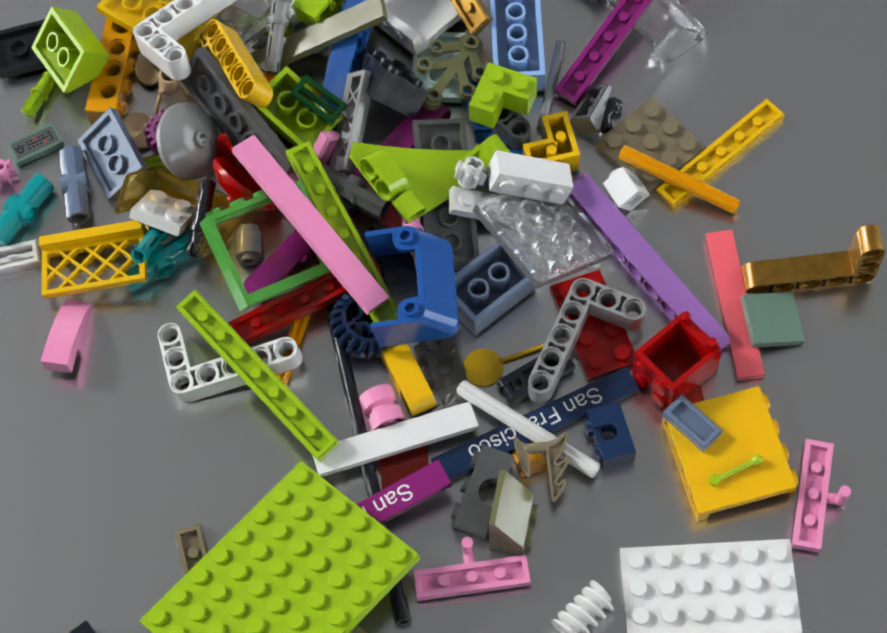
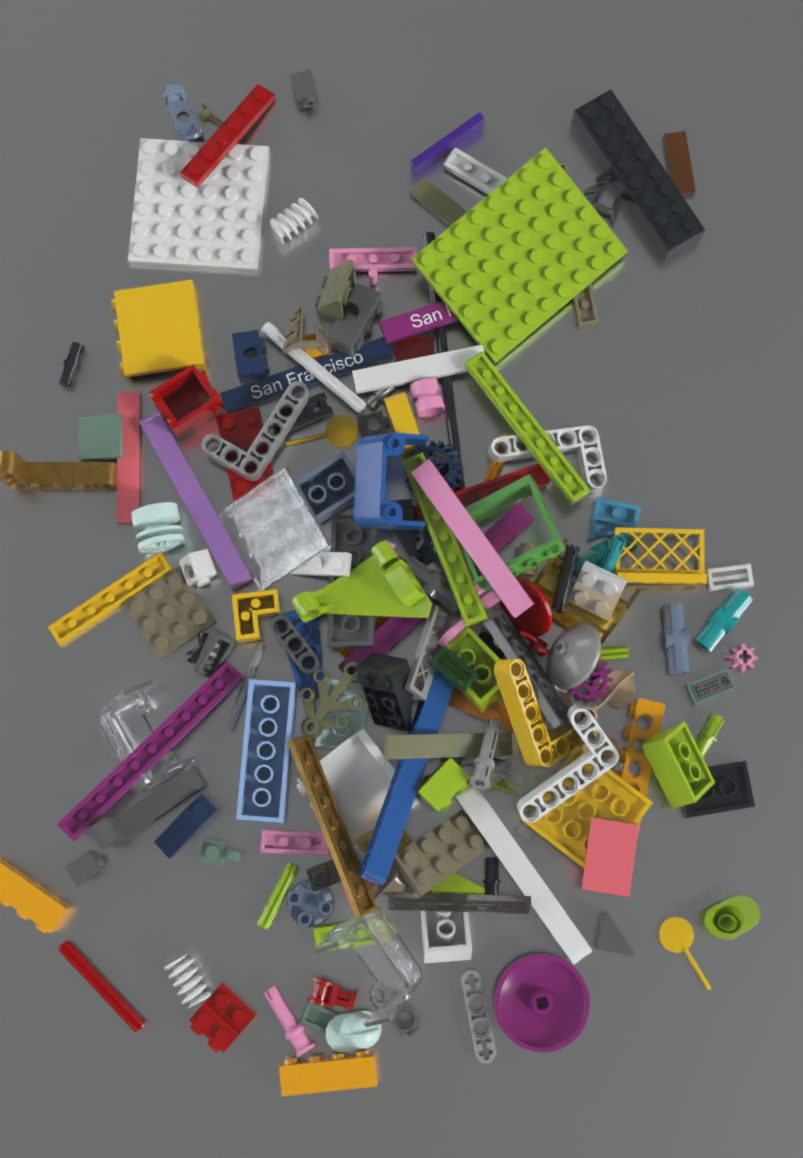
camera: 175 degrees left, 15 degrees up
(66, 336) = (683, 495): bright pink slope -> none
(111, 152) = (641, 659): sand blue plate -> none
(149, 303) = (612, 514): none -> dark azure wing
(470, 172) = (322, 586): white gear -> none
(499, 90) = (293, 655): lime brick -> none
(529, 177) = (278, 574): white brick -> none
(679, 179) = (151, 569): light orange axle -> none
(680, 219) = (157, 527): none -> light aqua wheel
(692, 423) = (183, 347): sand blue tile -> none
(715, 479) = (174, 302): lime hinge -> none
(814, 495) = (101, 291): bright pink plate -> none
(829, 401) = (71, 365): none -> black pin

